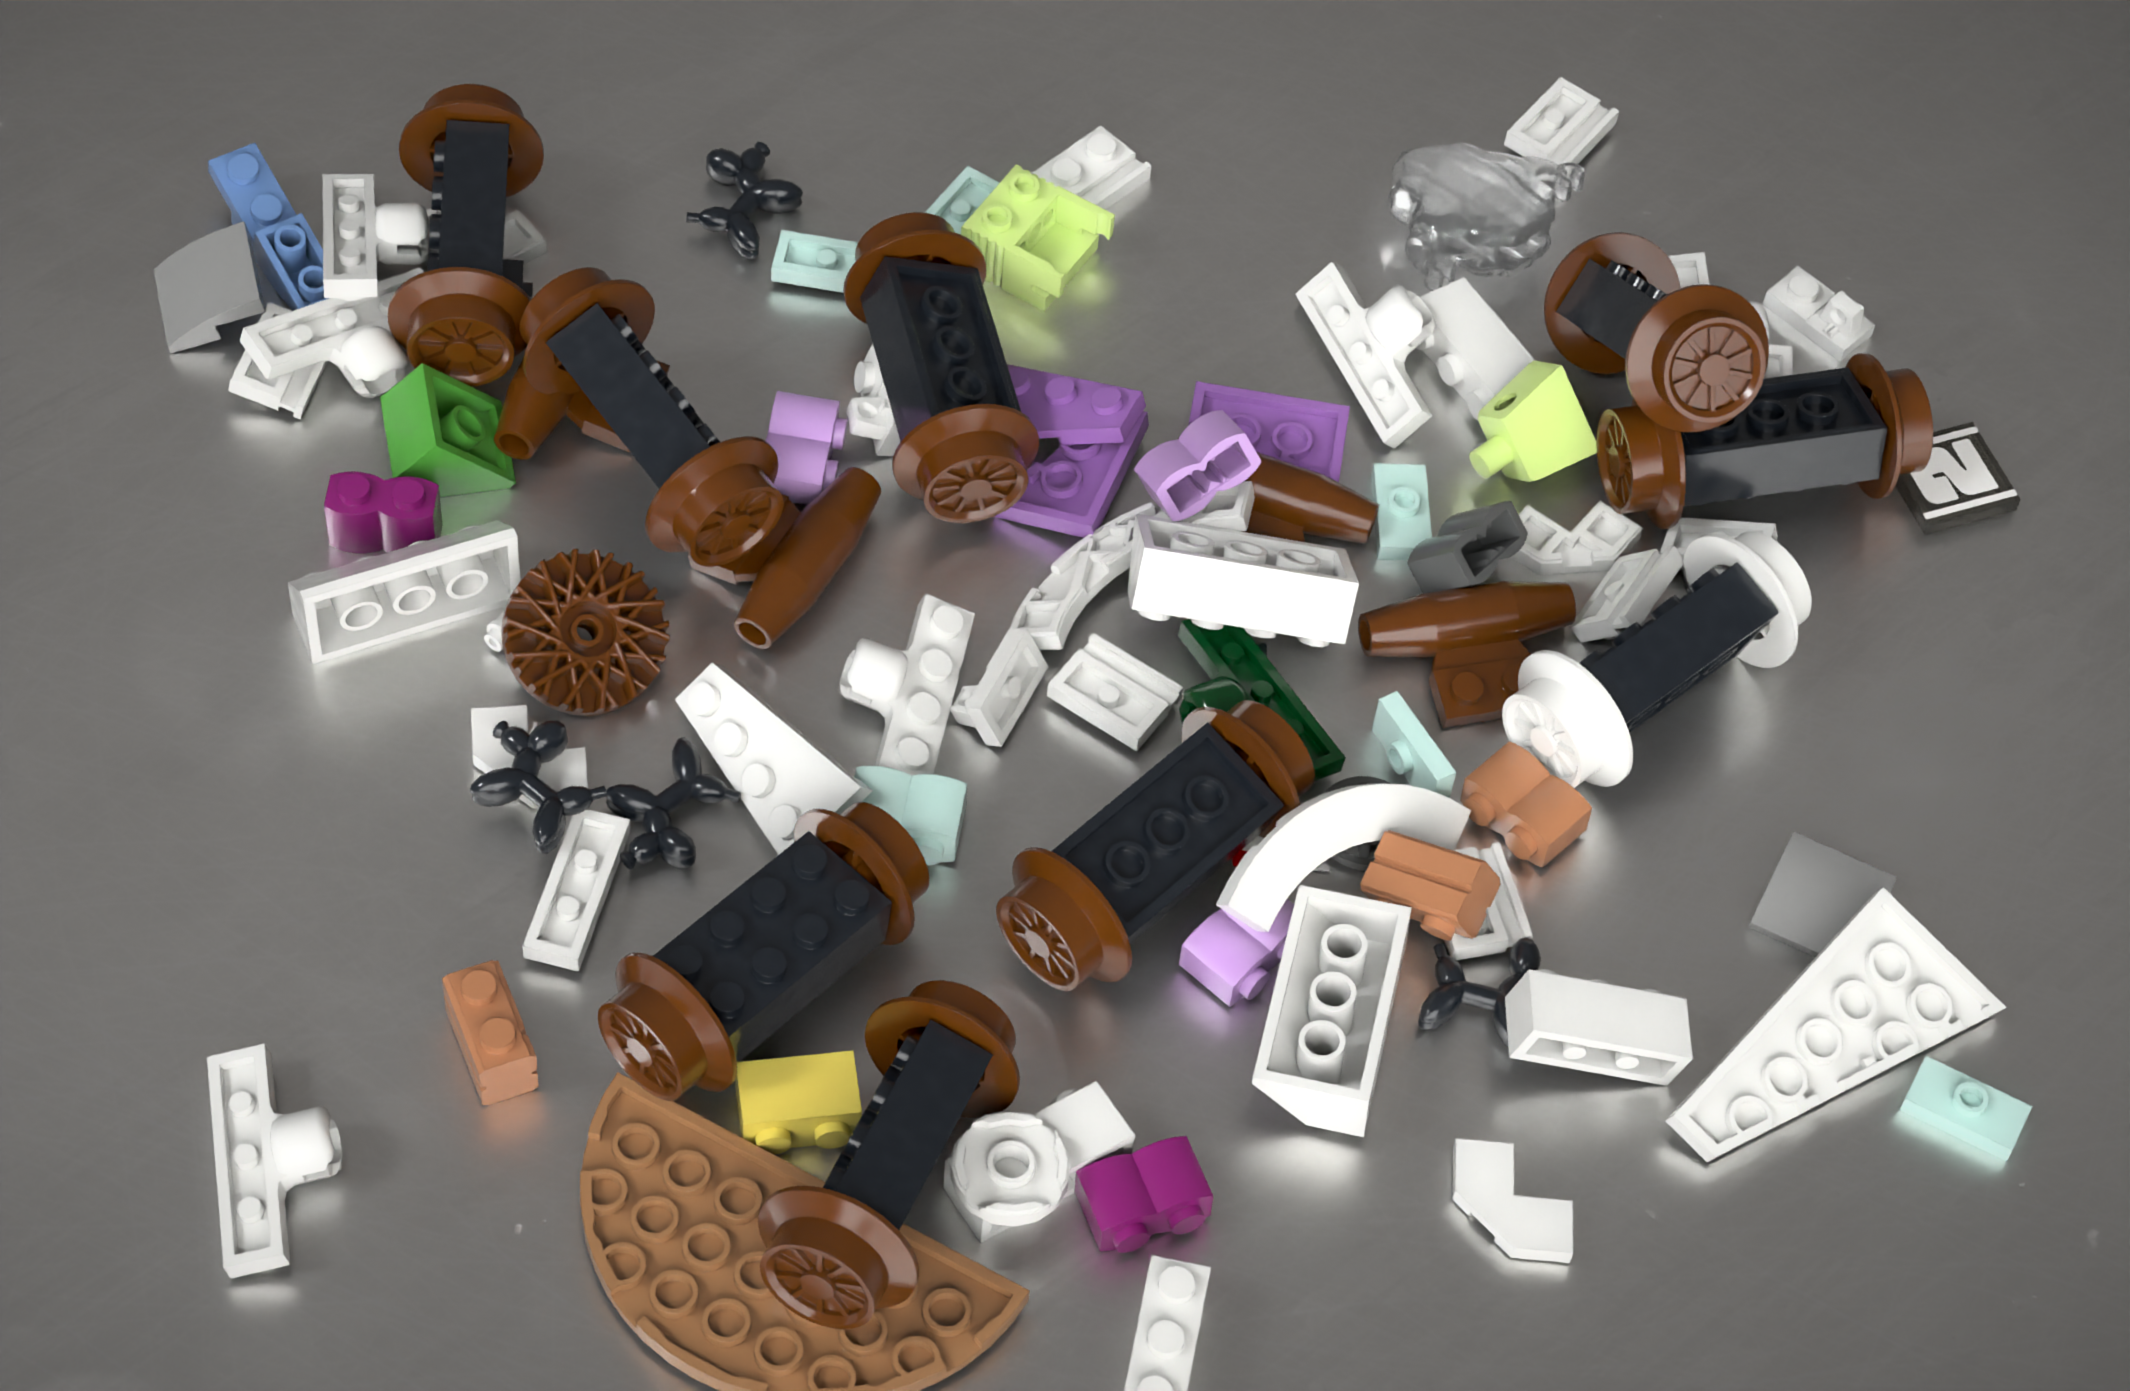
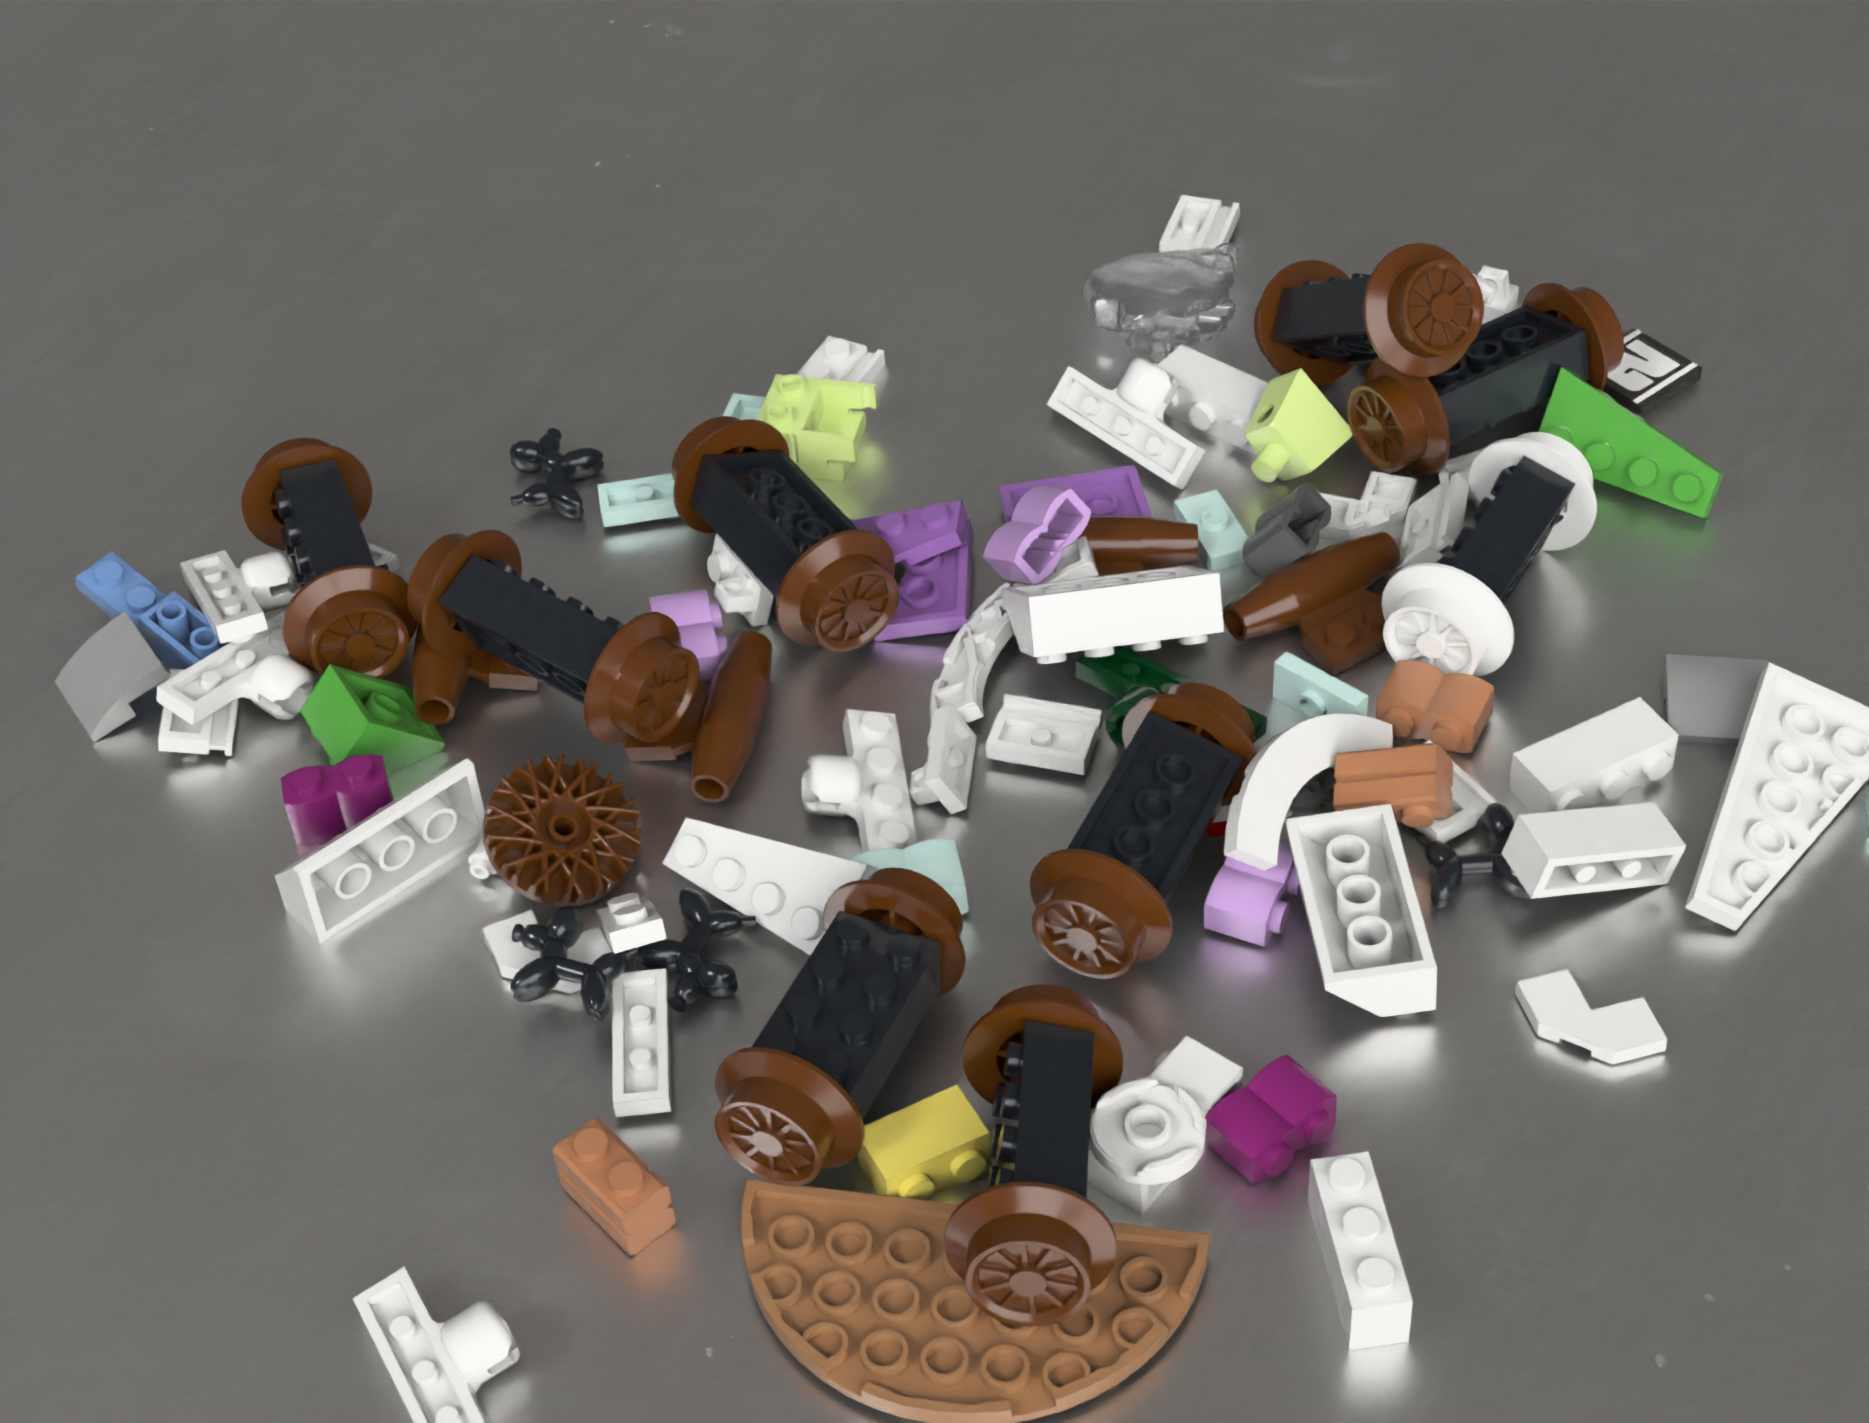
camera: 10 degrees left, 10 degrees down
(614, 759) = (631, 922): none -> white plate
(1655, 927) = (1594, 760): none -> white brick
(1860, 559) = (1628, 448): none -> bright green wing

